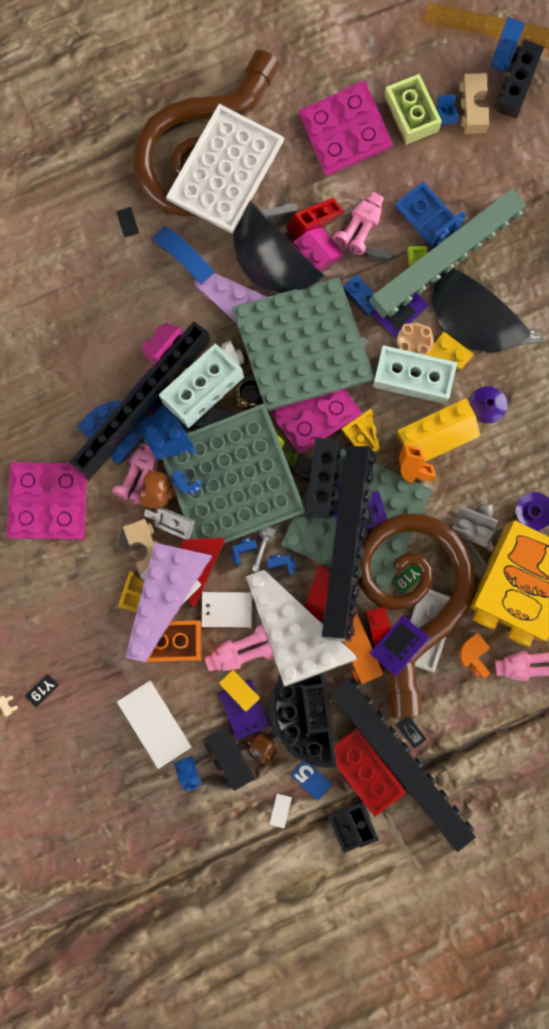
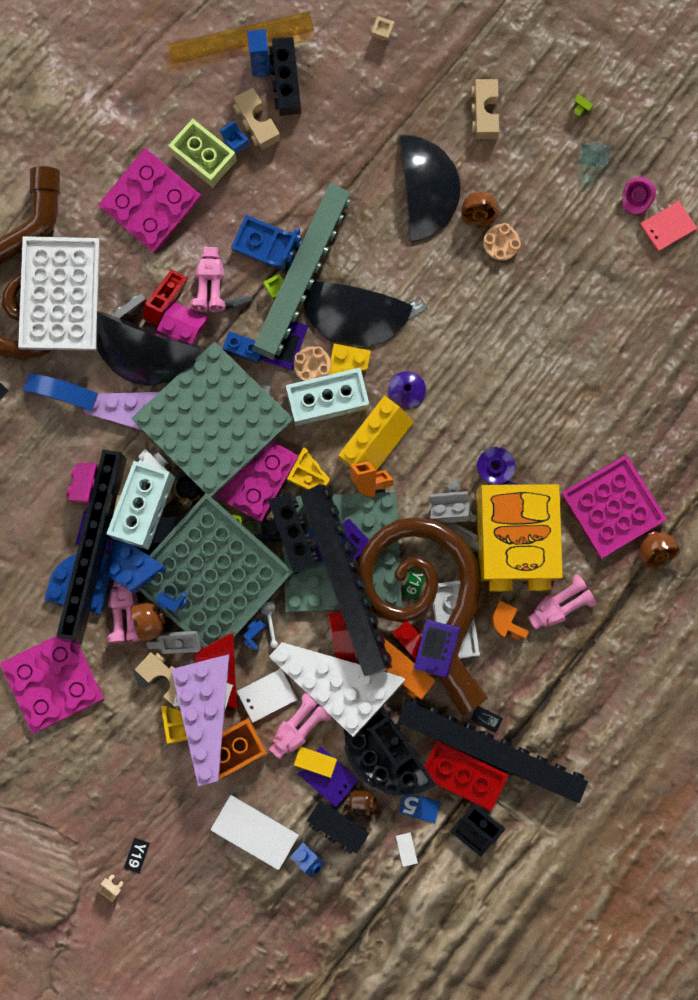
camera: 30 degrees left, 0 degrees up
(277, 561) = (290, 627): blue bracket -> none

